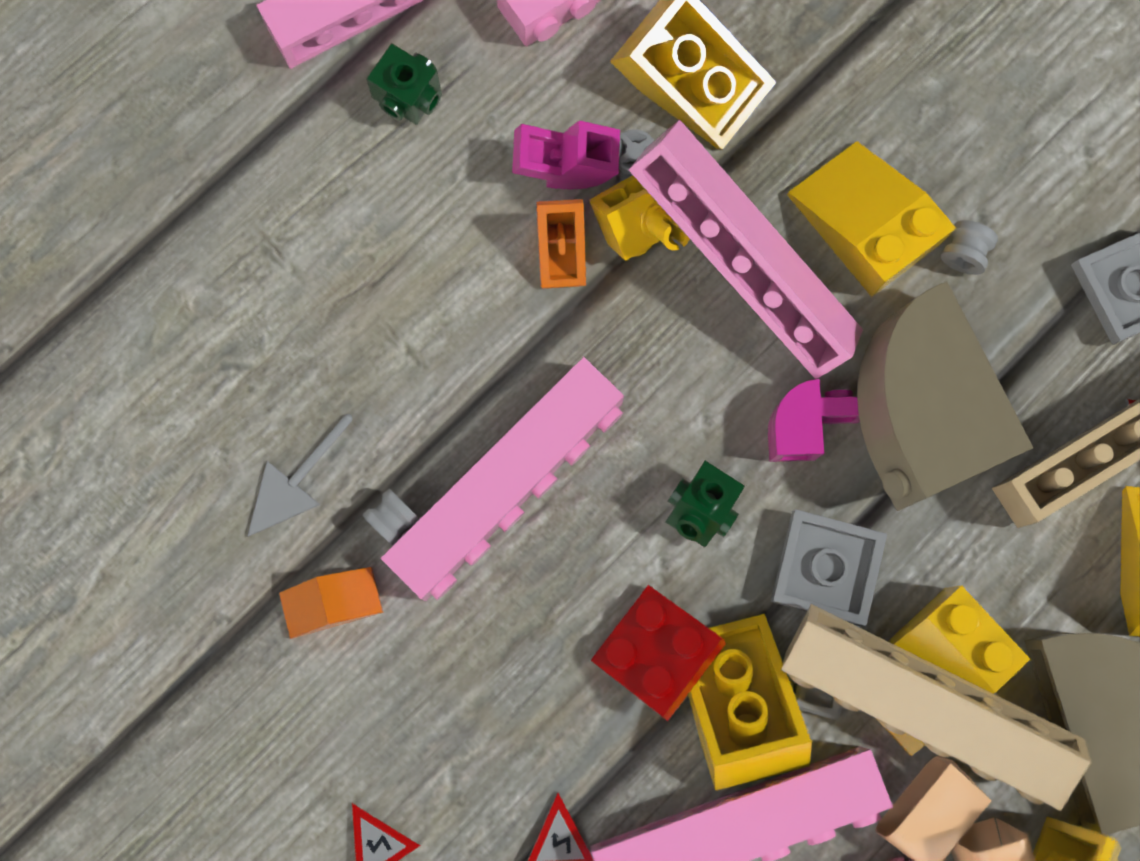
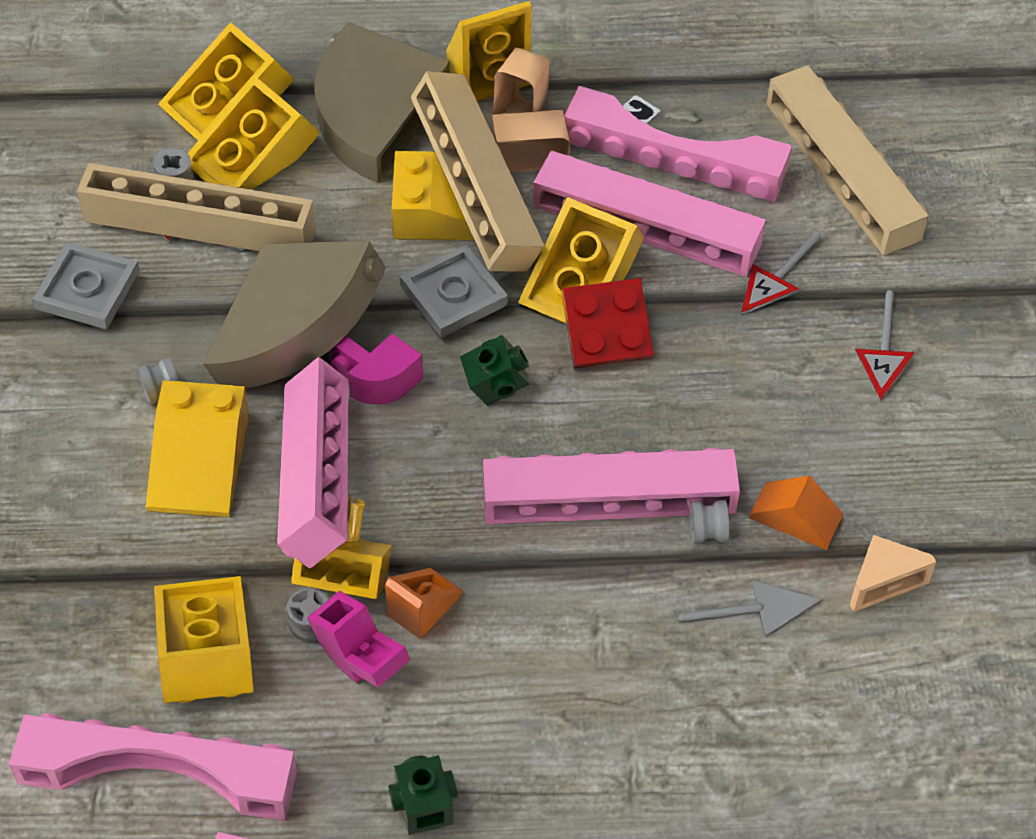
camera: 135 degrees left, 25 degrees down
(202, 599) = (890, 571): none -> light nougat slope

